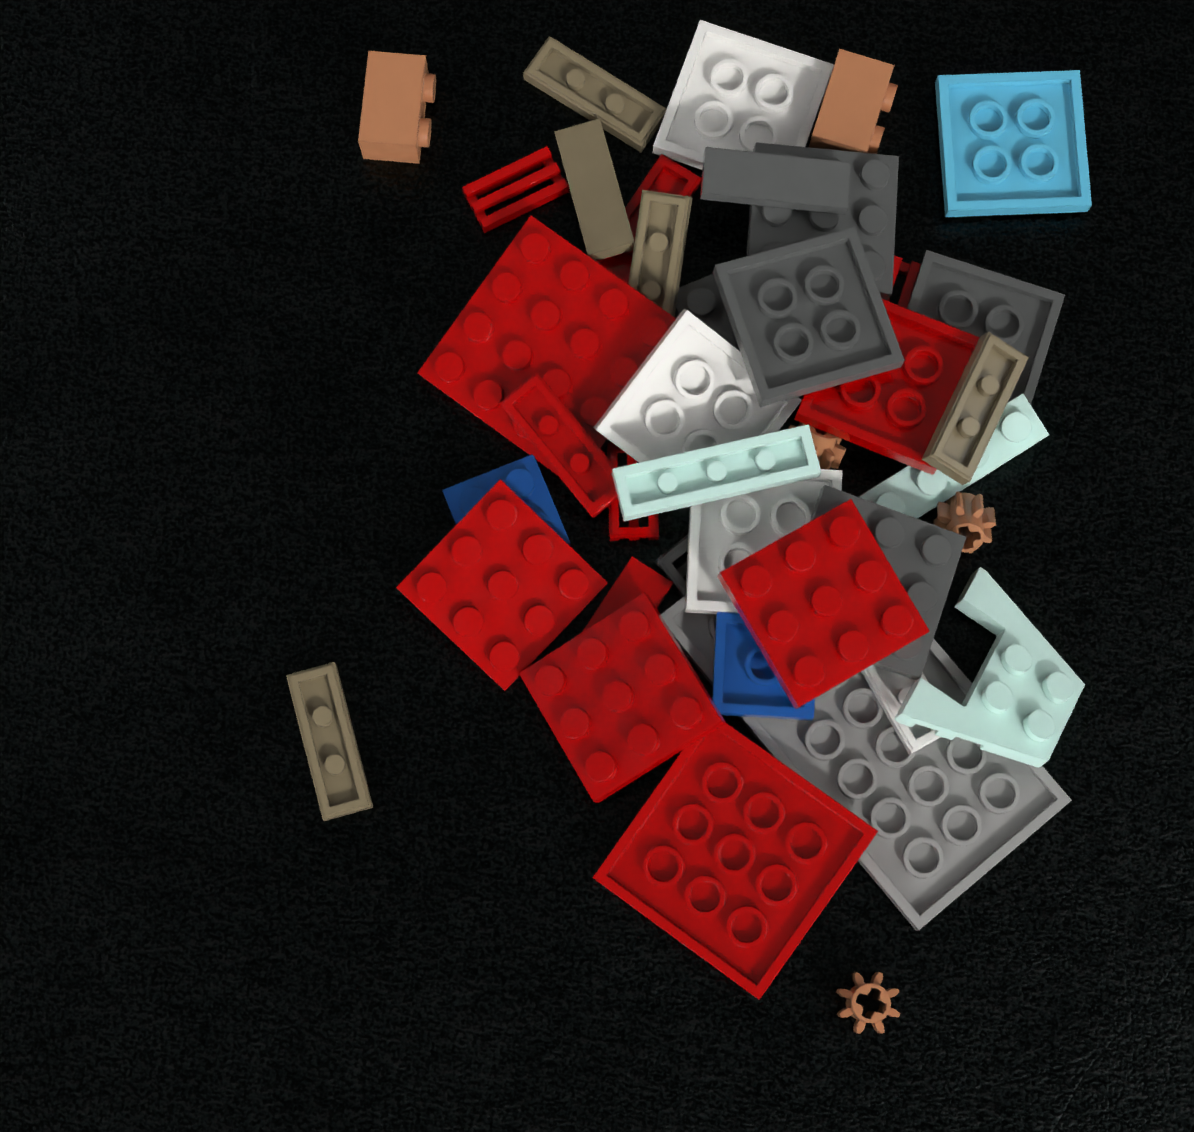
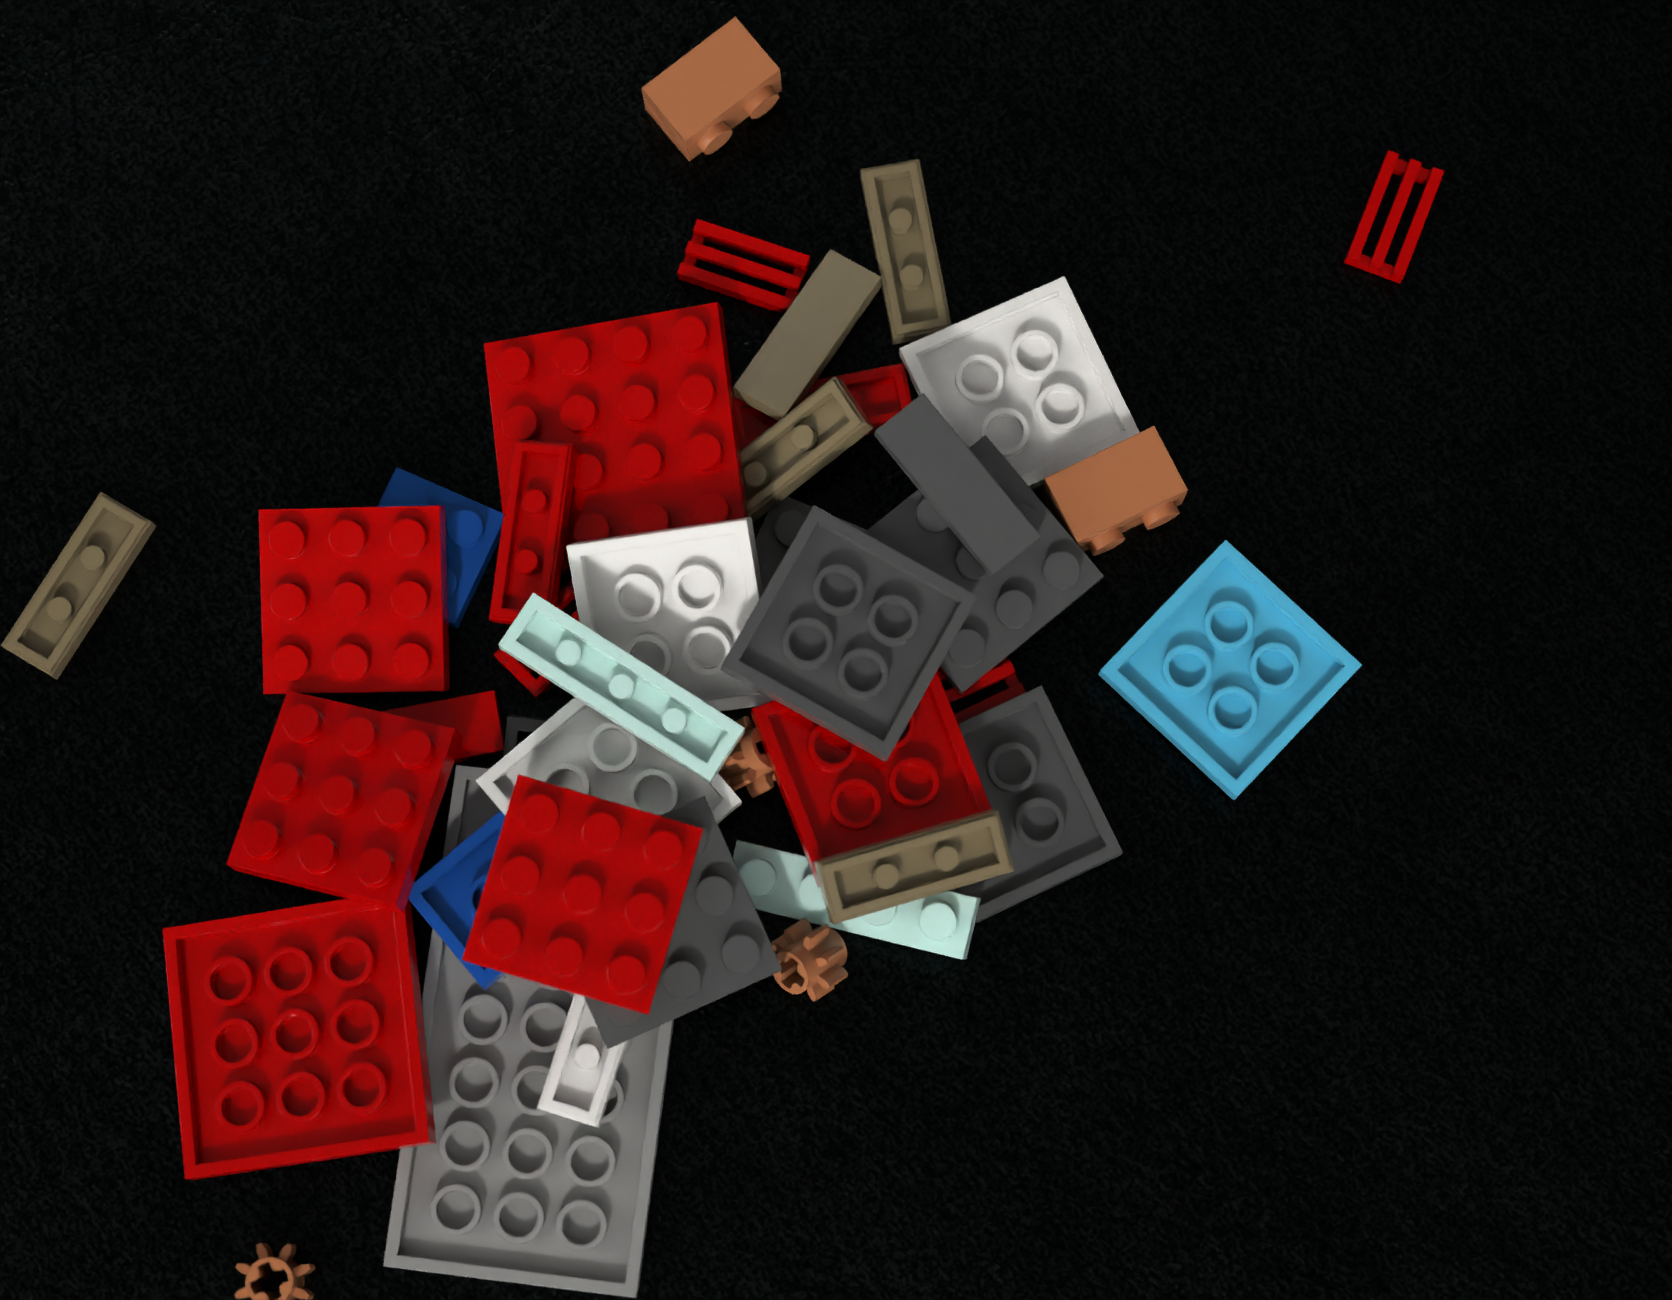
camera: 50 degrees right, 0 degrees up
(1018, 694) = (690, 1157): light aqua wing -> none

